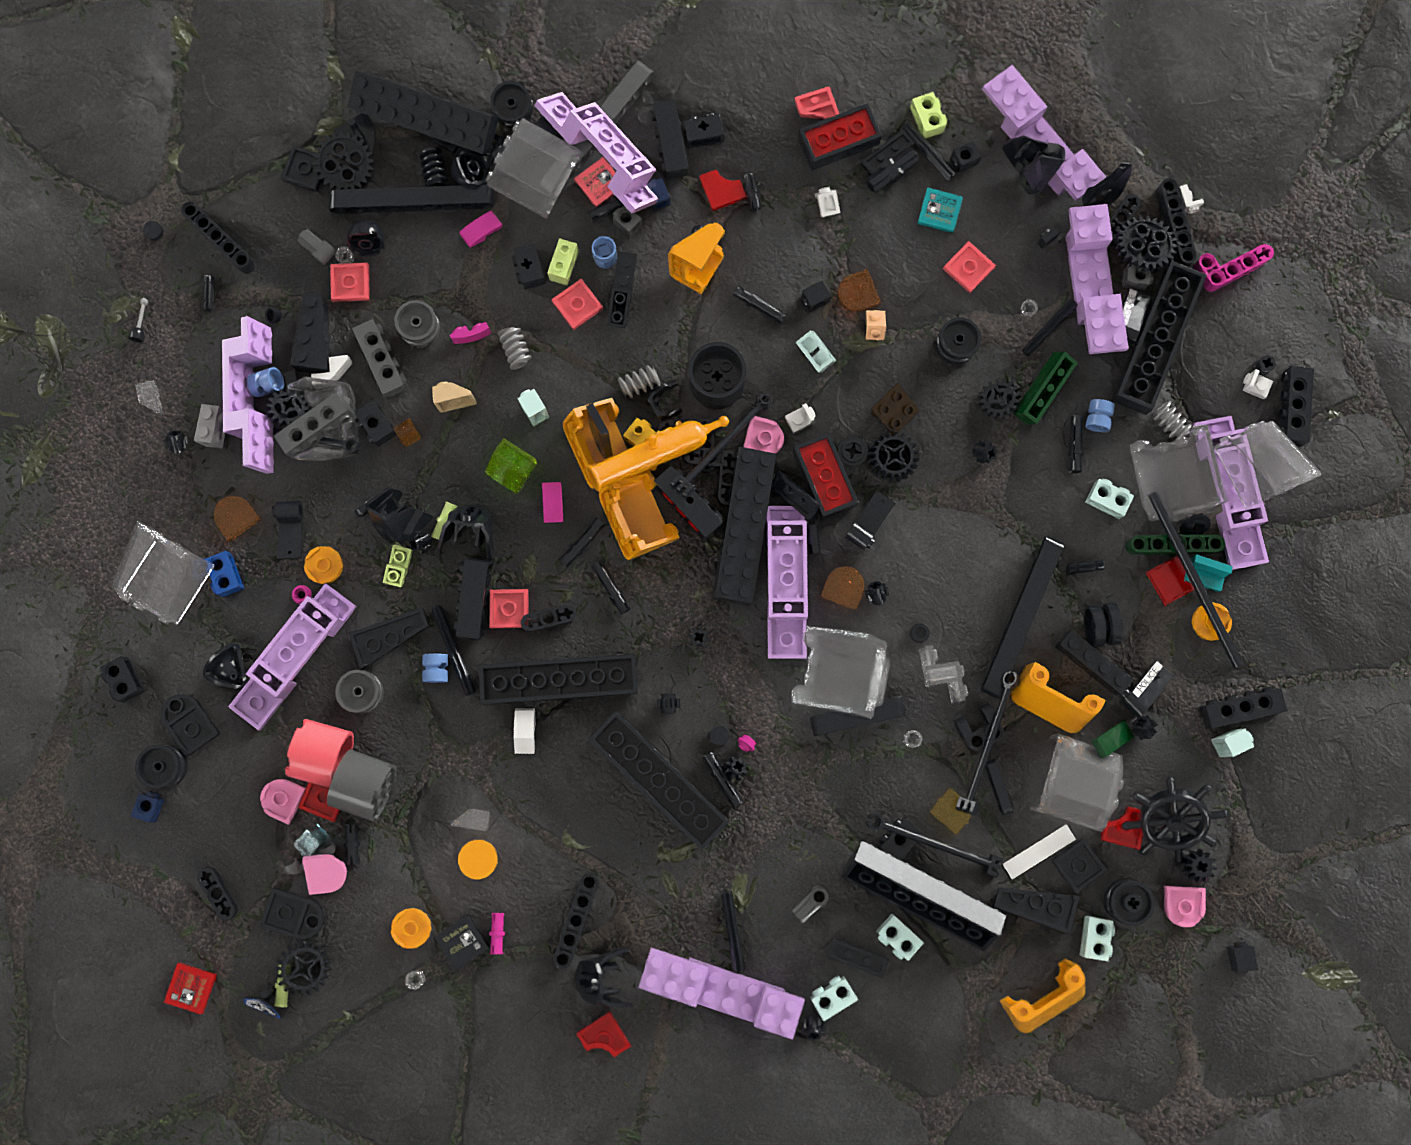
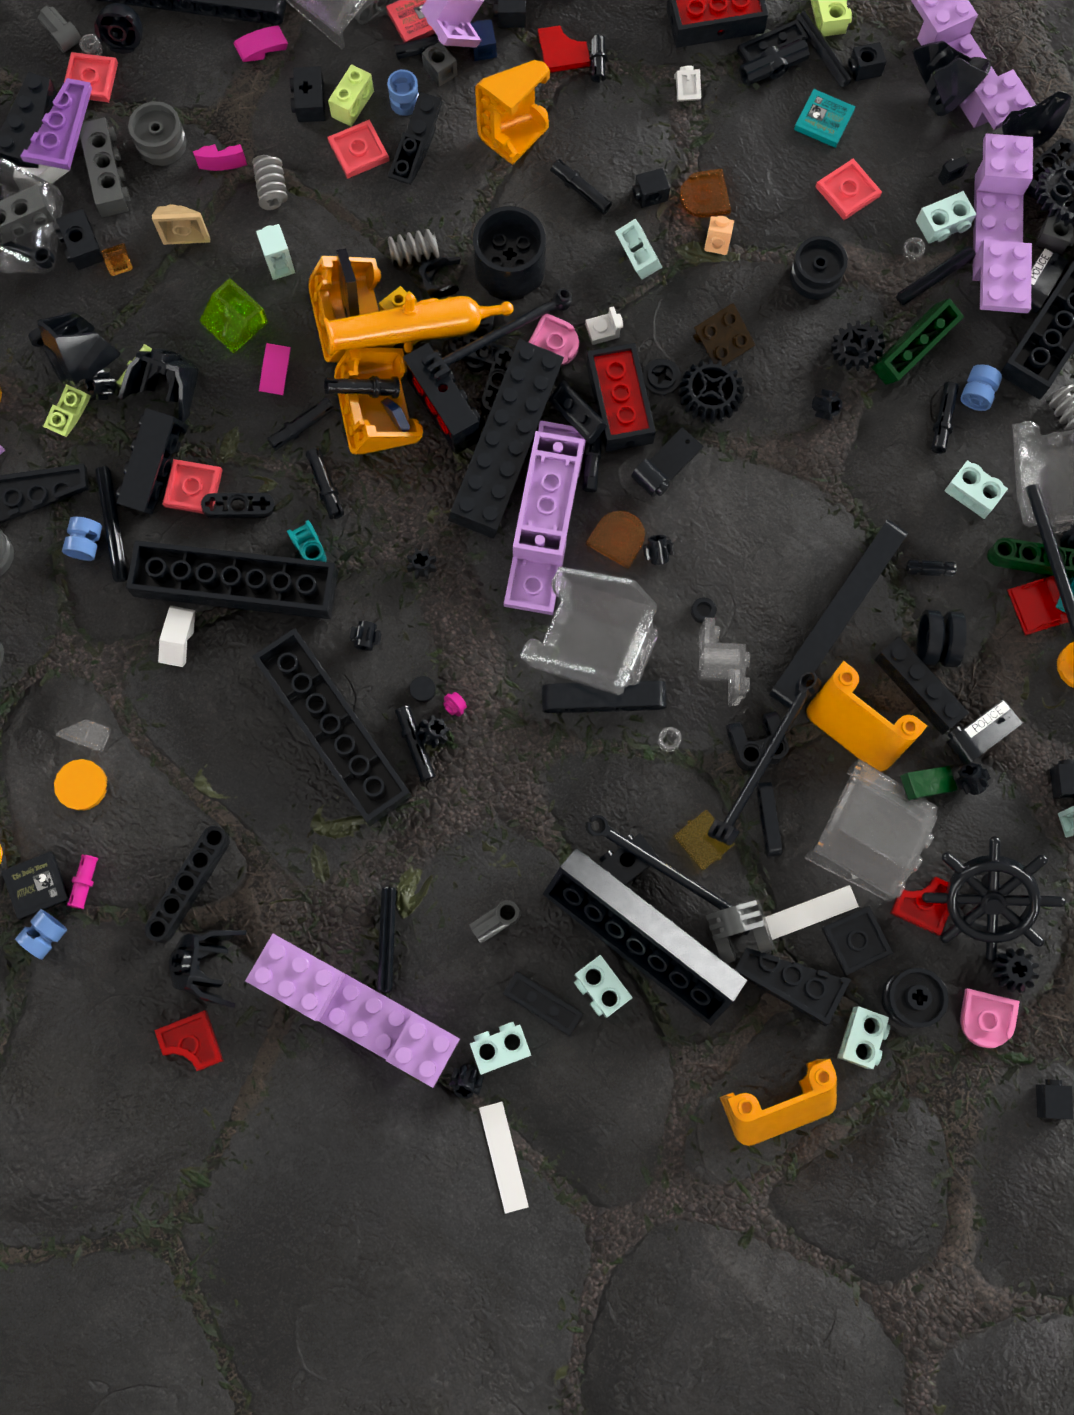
camera: 10 degrees right, 5 degrees down
(341, 340) = (61, 127): none -> medium lavender wing
(478, 972) = (41, 934): none -> medium blue wheel
(607, 636) = (307, 542): none -> teal piece
(632, 504) = (373, 386): none -> black pin
(654, 522) = (396, 414): none -> tile
(851, 1075) = (503, 1157): none -> white sticker
(990, 873) = (738, 920): none -> dark grey piece
(1048, 277) = (944, 213): none -> light aqua brick

